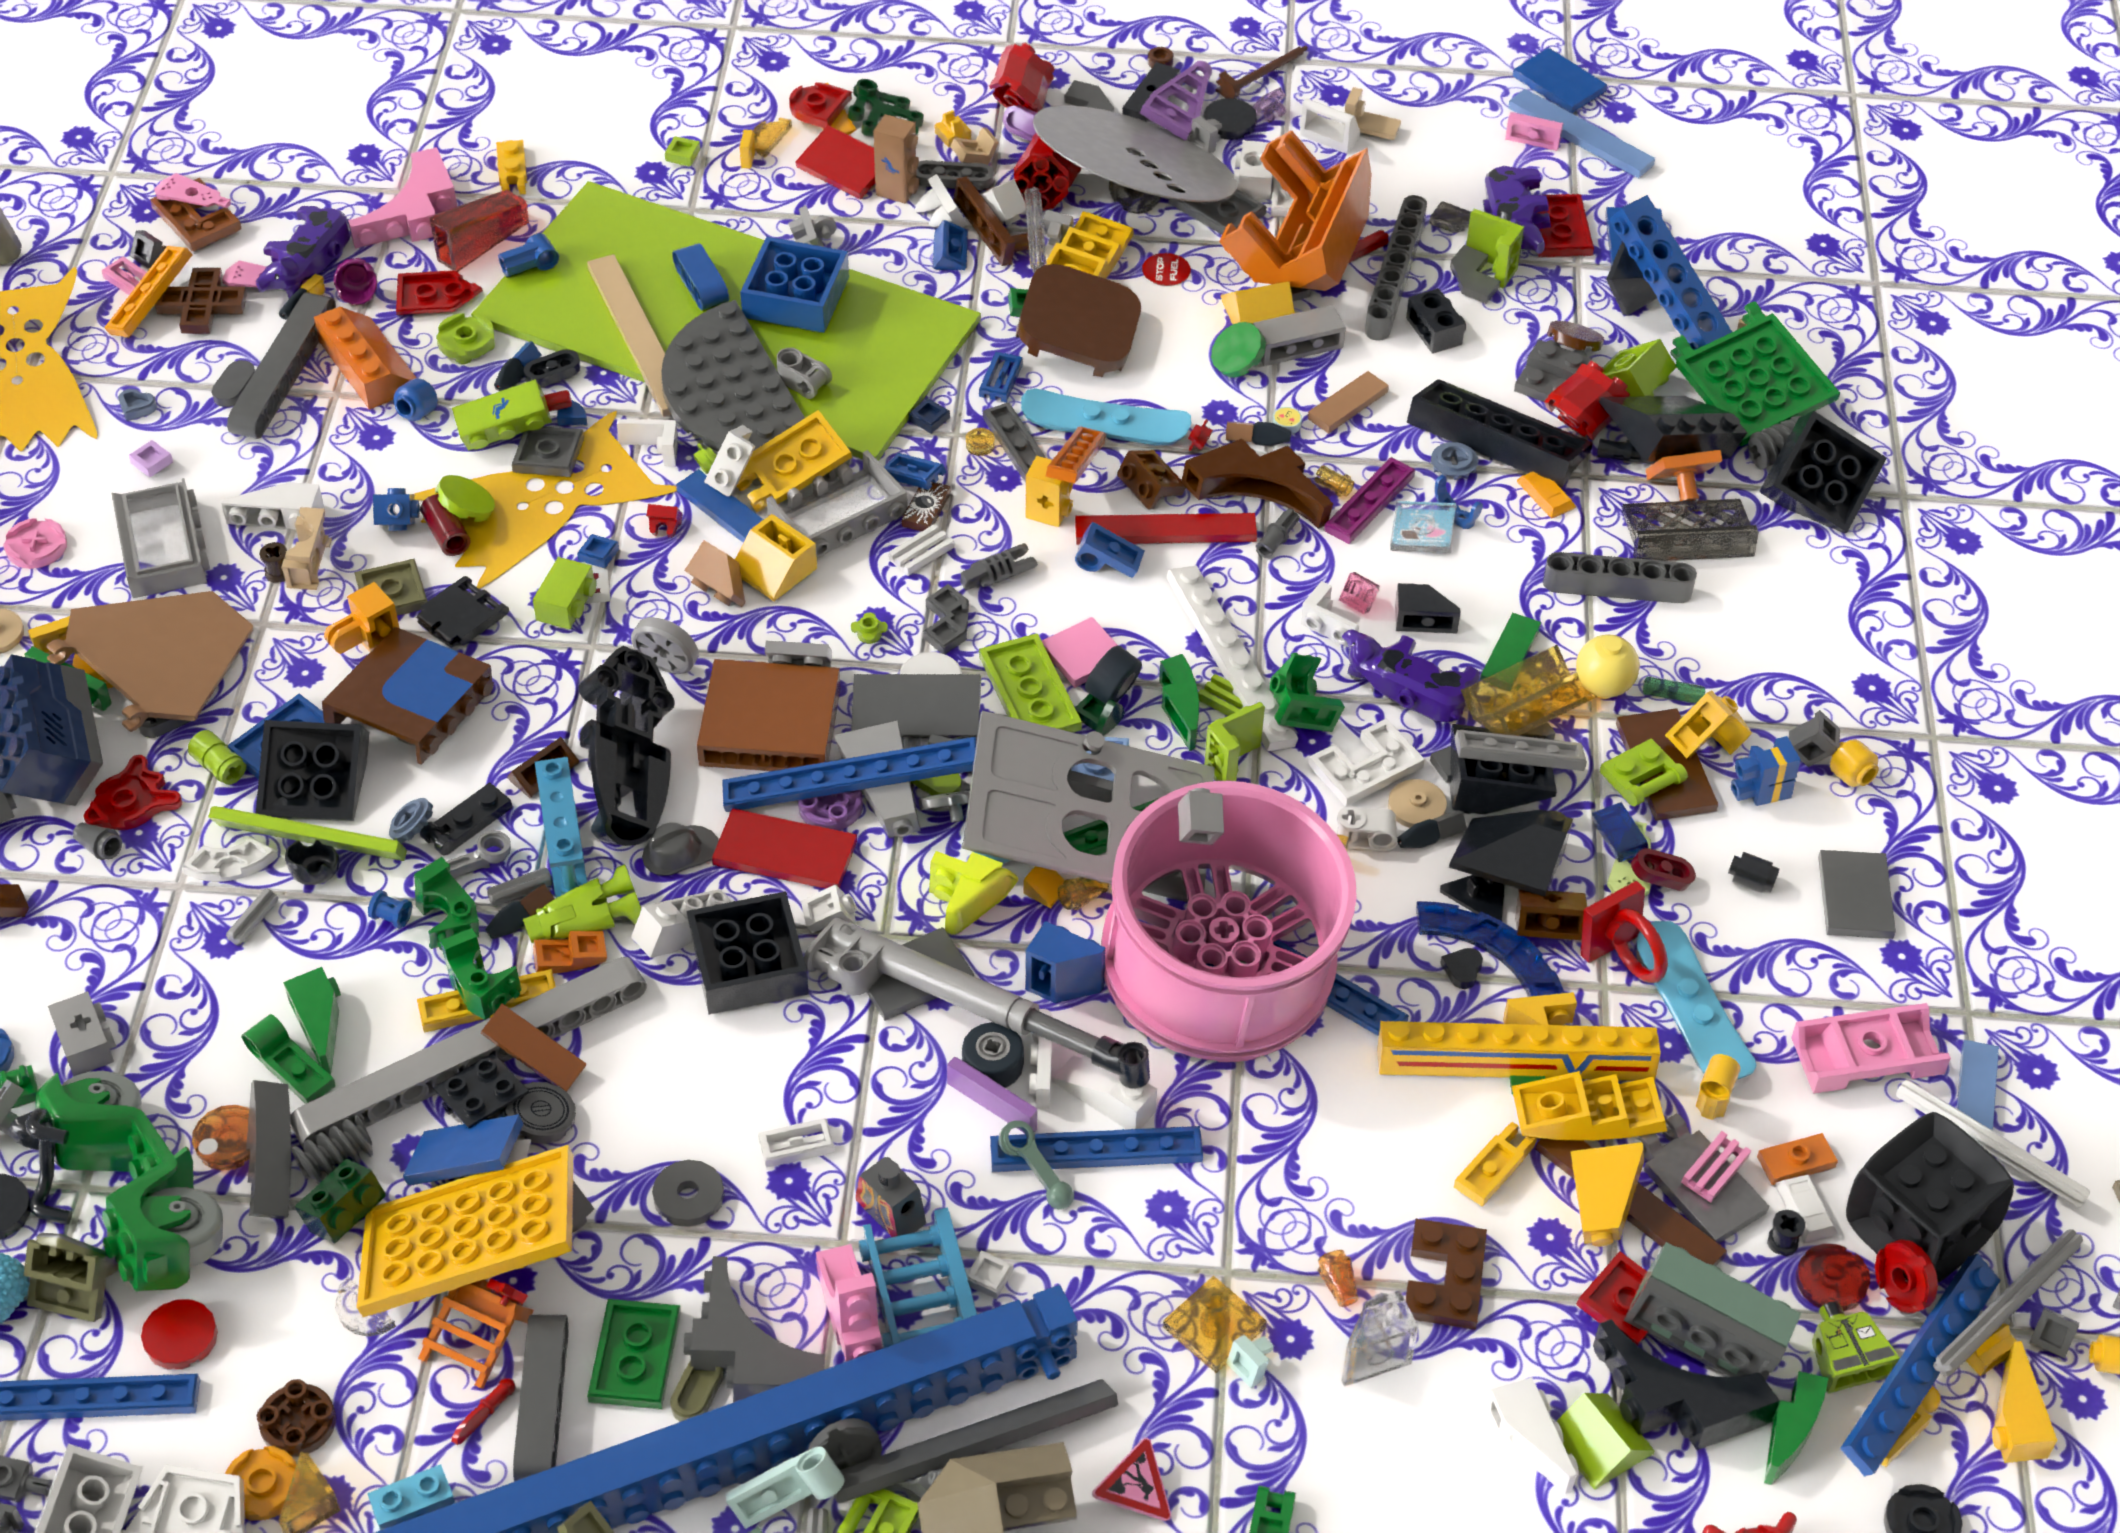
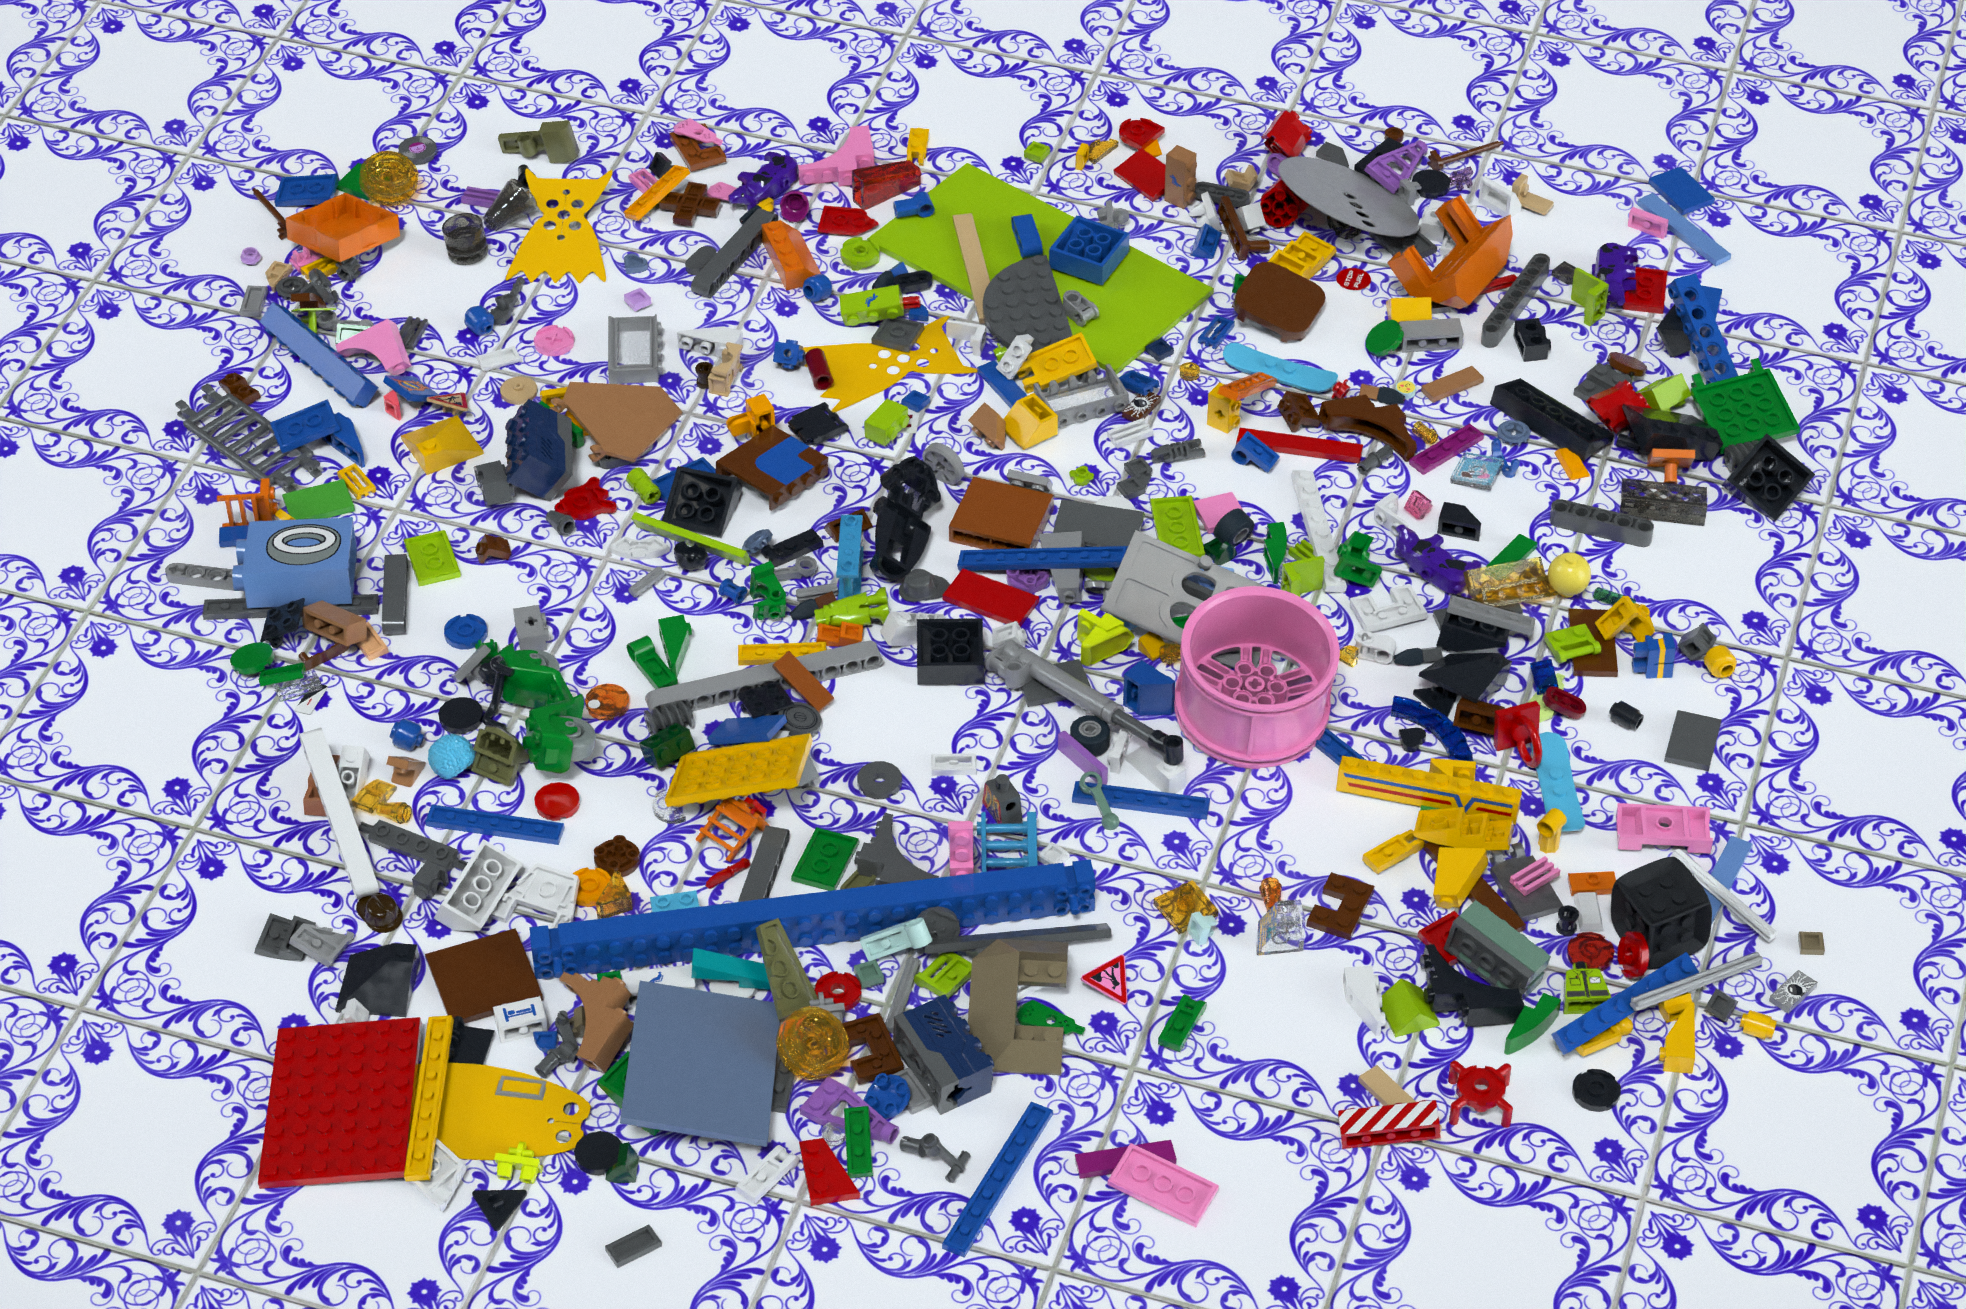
camera: 15 degrees right, 5 degrees down
(269, 1149) = (630, 710): dark grey slope -> none
(399, 582) = (782, 400): olive tile -> none
(465, 498) = (835, 353): lime tile -> none
(478, 989) = (775, 640): green tile -> none
(664, 515) = (964, 385): red tile -> none
(867, 92) = (1176, 129): dark green plant -> none
(951, 128) = (1230, 162): yellow tile -> none
(1012, 437) = (1211, 368): dark grey tile -> none
(1035, 228) = (1266, 236): clear axle -> none
(1056, 226) = (1283, 237): light grey tile -> none
(1200, 817) = (1246, 603): light grey brick -> none
(1416, 801) = (1414, 636): tan piece -> none
(1472, 283) = (1567, 317): dark grey tile -> none

